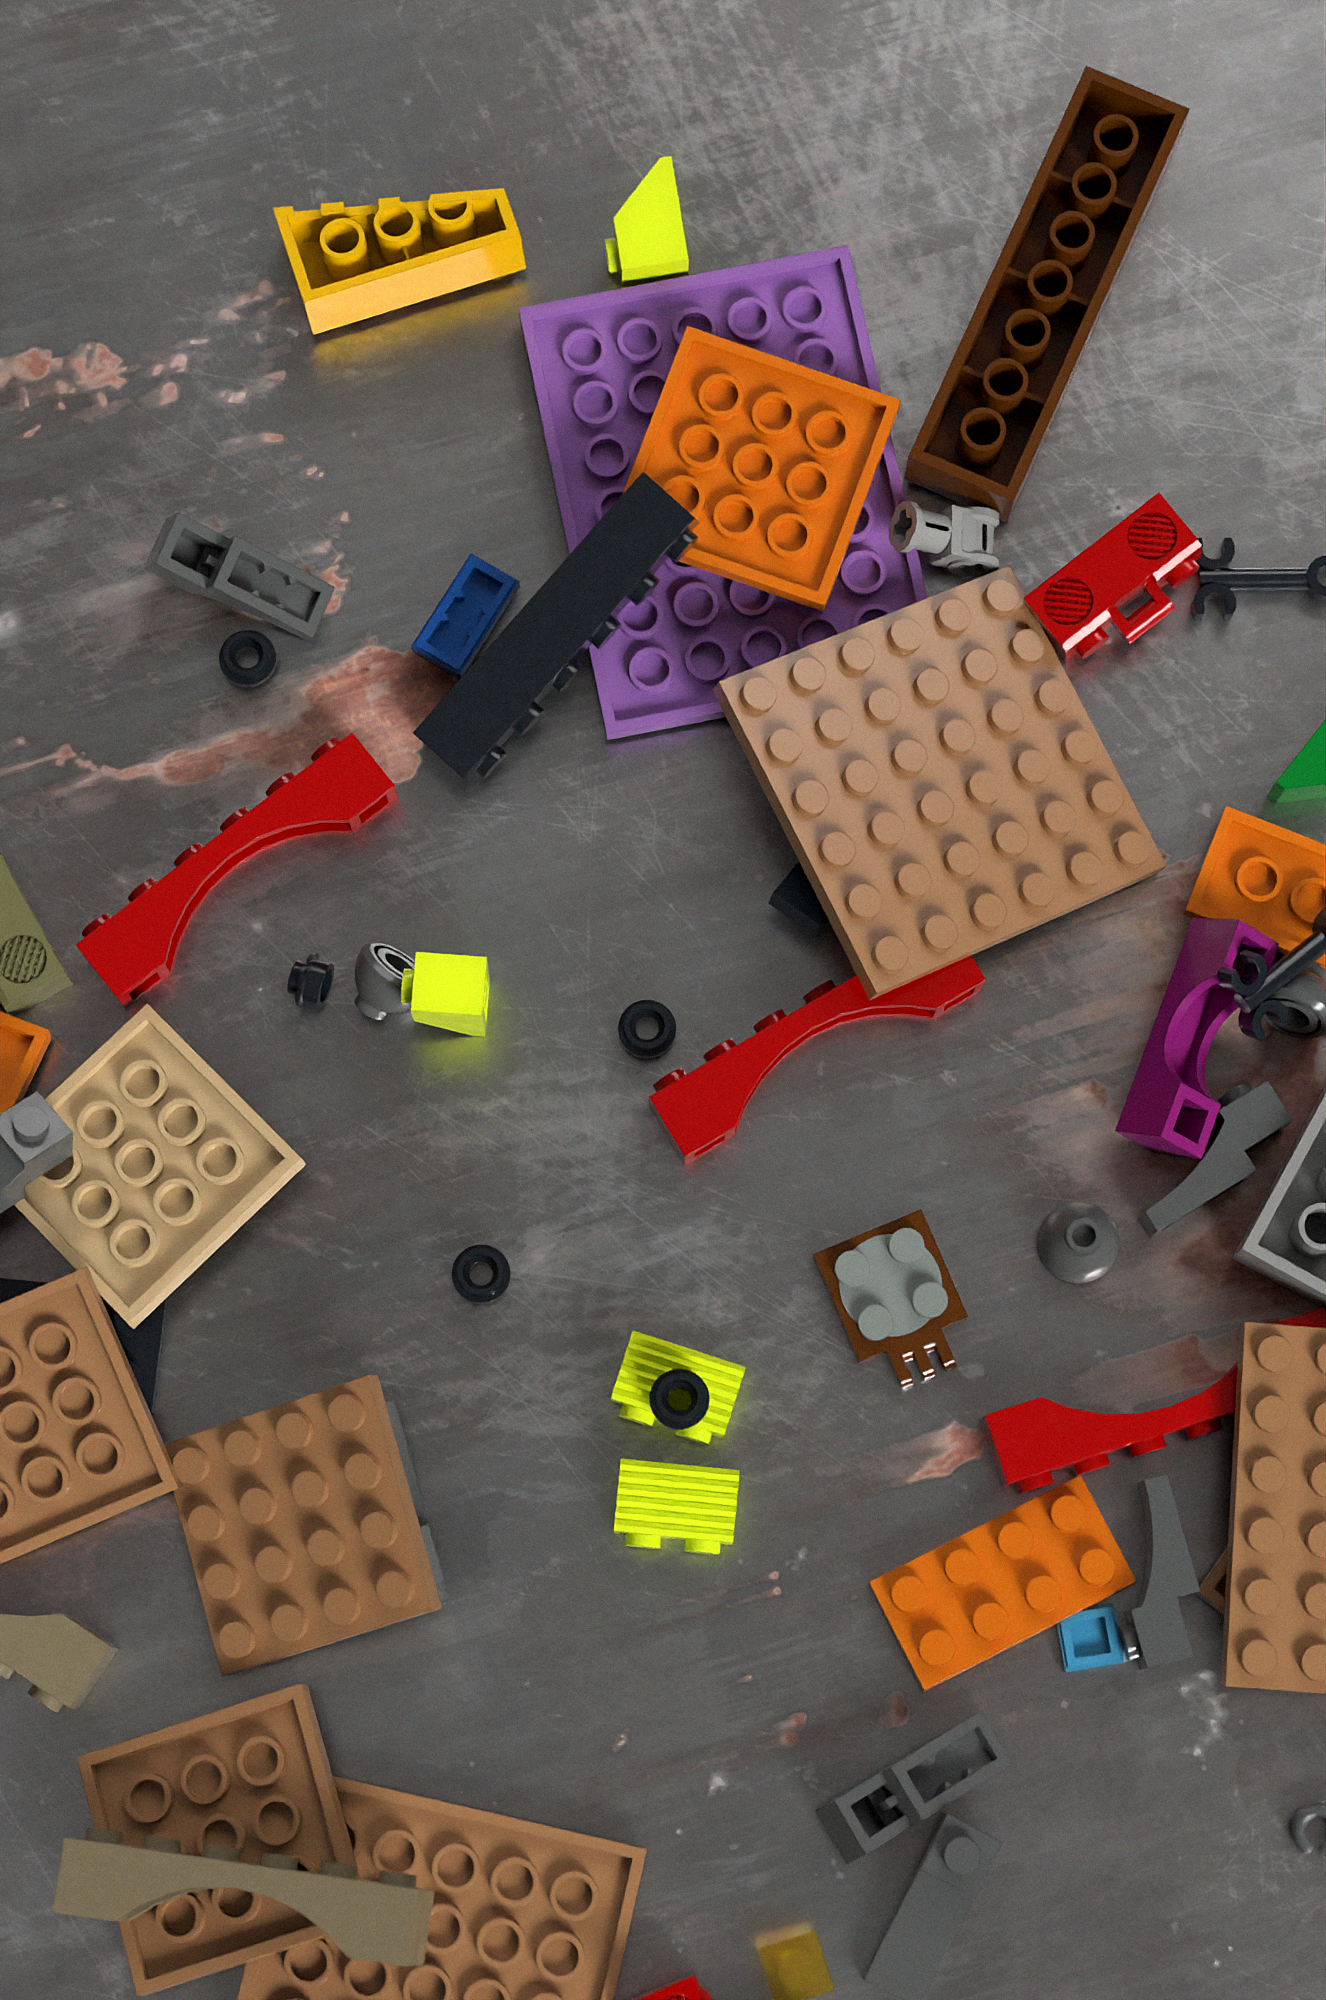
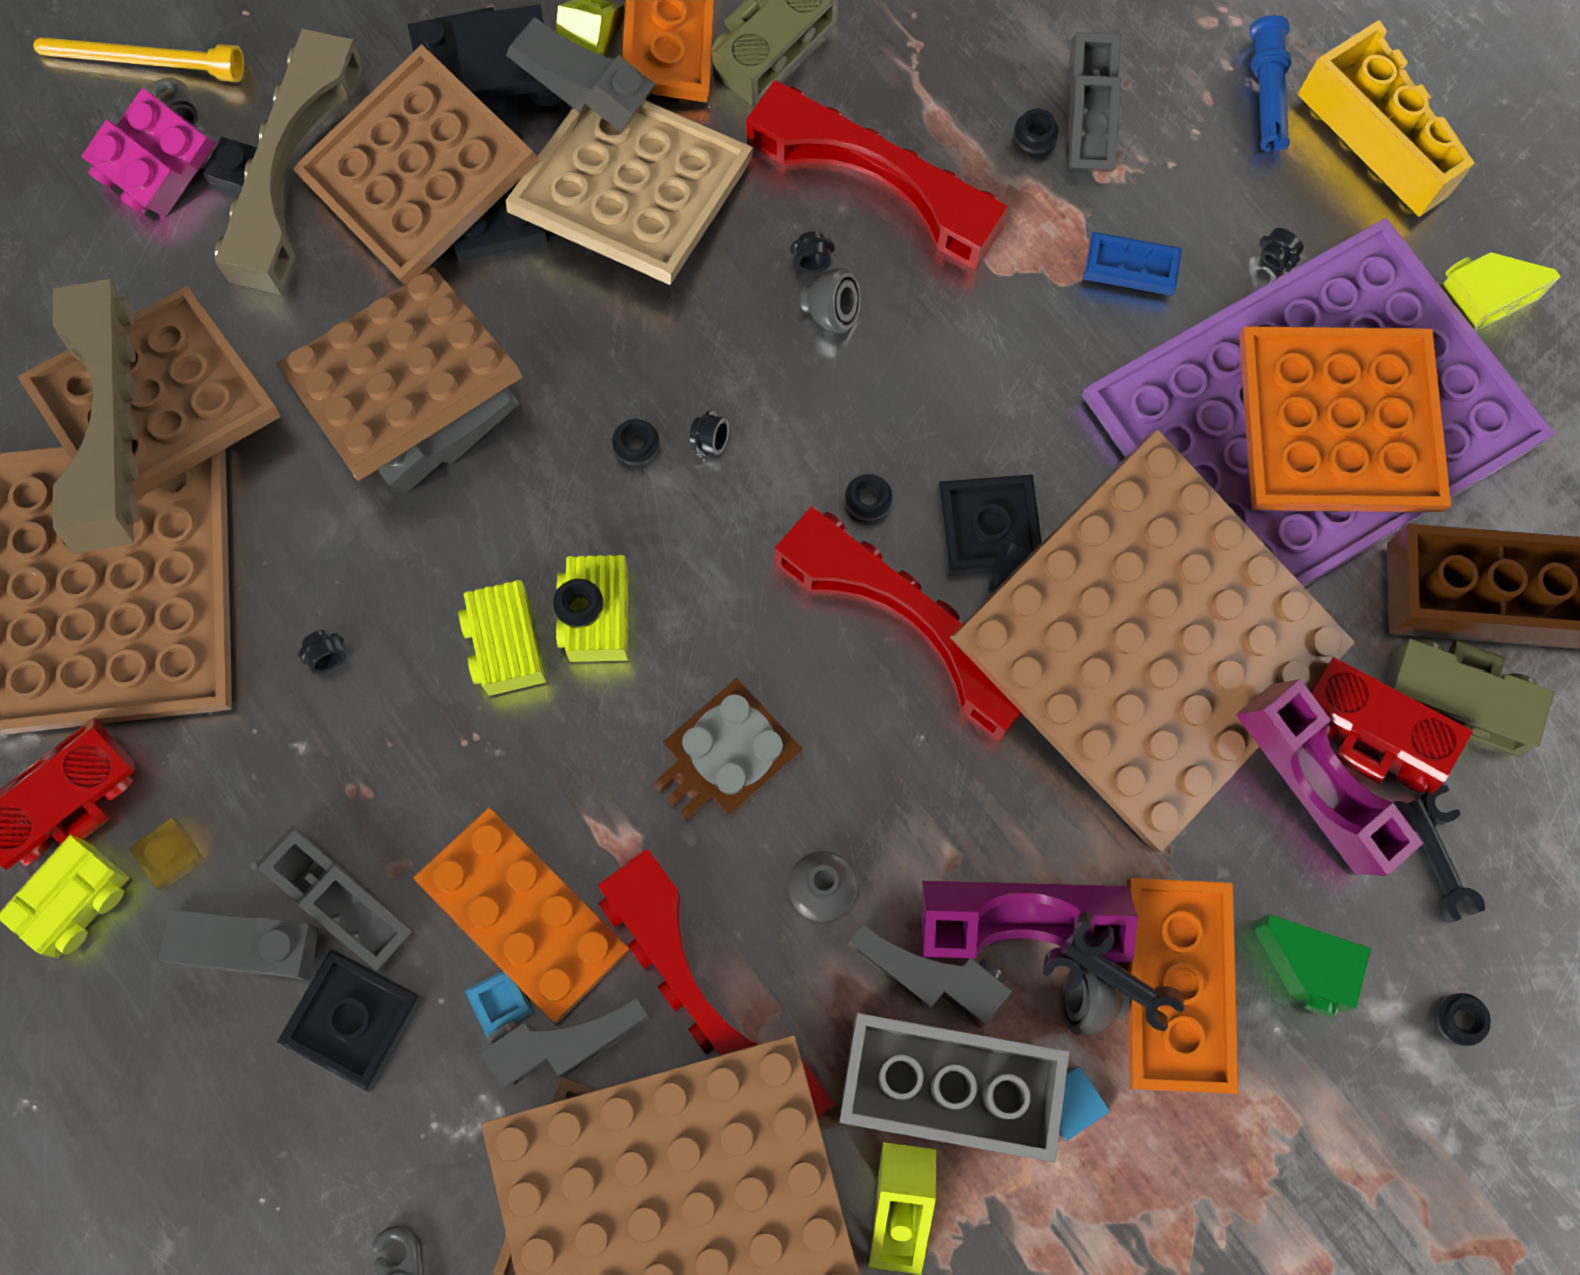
camera: 70 degrees right, 5 degrees down
(266, 349) = (1270, 66): none -> blue pin
(448, 992) = (836, 336): neon yellow slope -> none
(503, 1184) = (709, 433): none -> black plate
(510, 441) = (1281, 249): none -> black plate
(557, 627) = (1153, 316): black brick -> none
(615, 1721) = (322, 651): none -> black plate
(723, 905) = (984, 516): none -> black tile
(953, 536) = (1358, 592): light grey connector -> none
(1054, 1809) = (350, 1020): none -> black tile
(1109, 677) = (1358, 823): none -> magenta arch
(1127, 459) = (1499, 710): none -> olive piece

